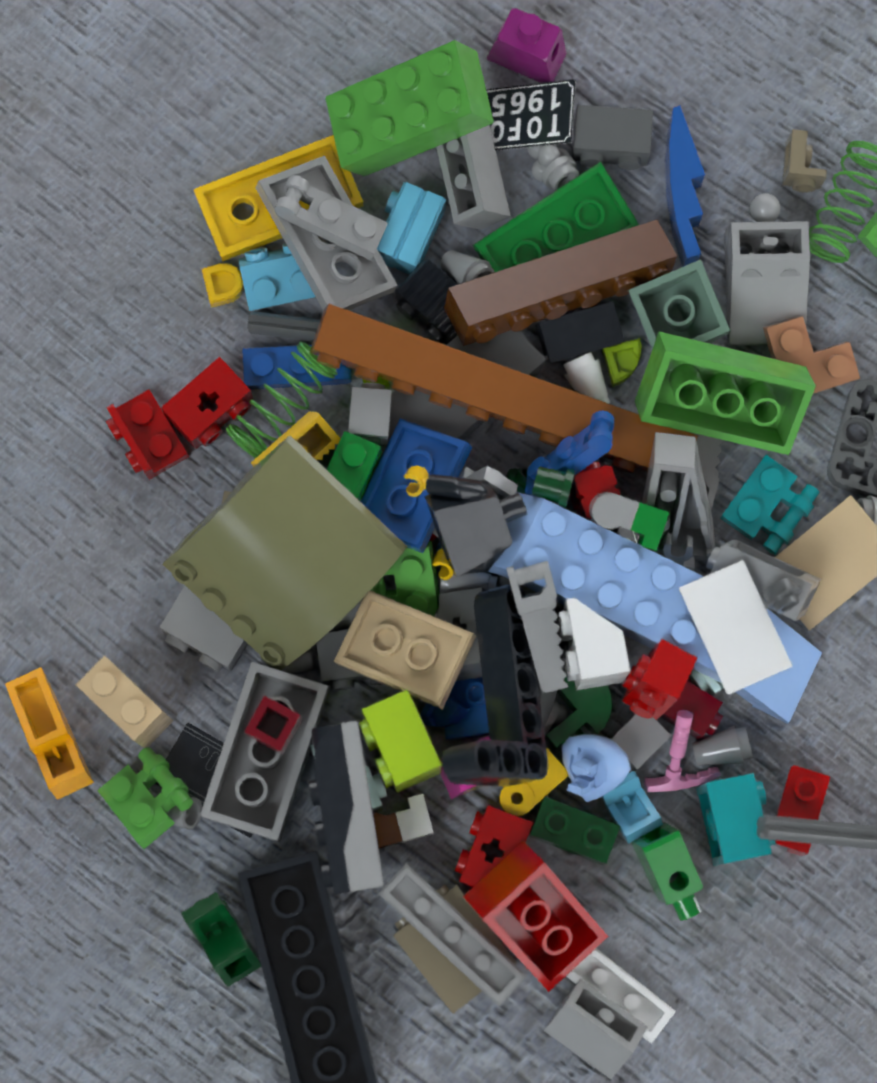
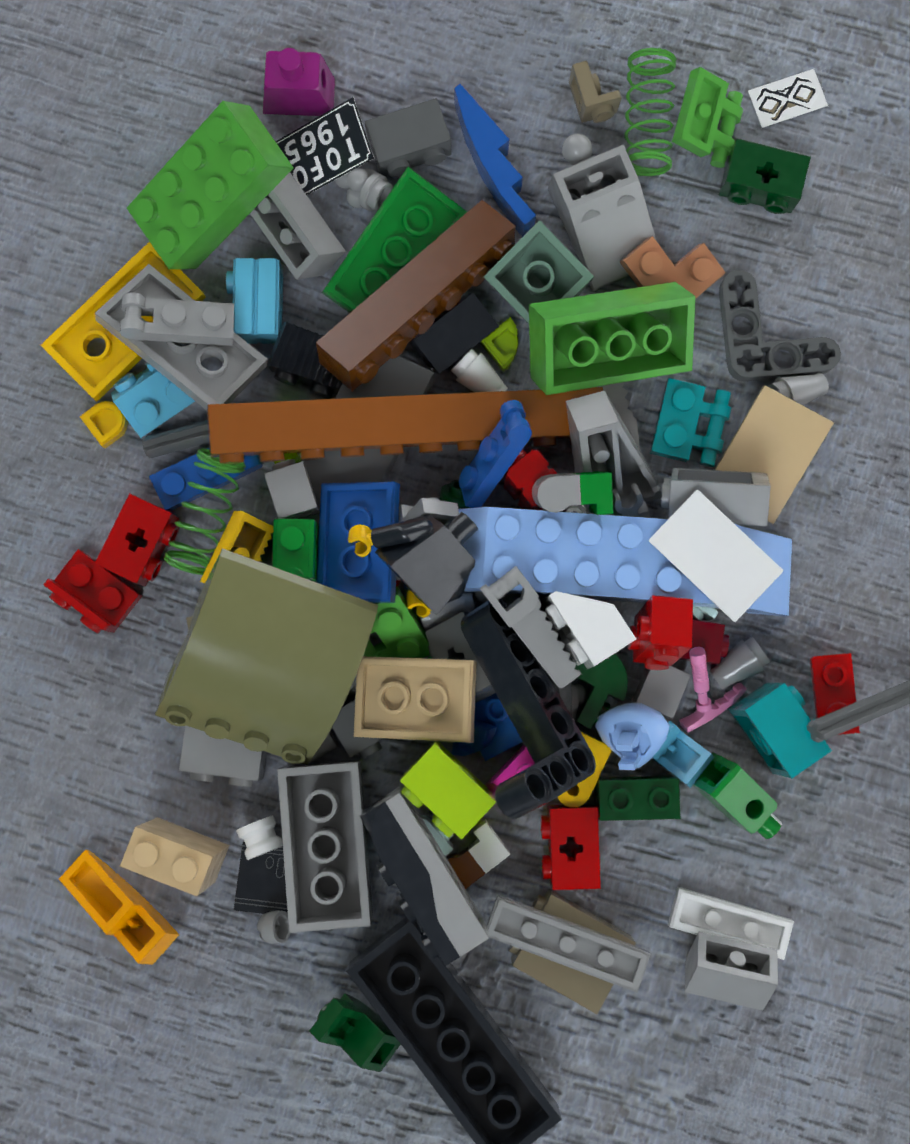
camera: 20 degrees left, 5 degrees up
(135, 804) = (227, 942): bright green plate -> none
(206, 722) = (260, 837): none -> white wheel
(273, 725) = (322, 825): dark red brick -> none
(464, 267) = (323, 317): light grey cone -> none
(535, 916) = (636, 896): red brick -> none
(553, 485) = (491, 490): dark green piece -> none
(781, 595) = (748, 508): dark grey plate -> none

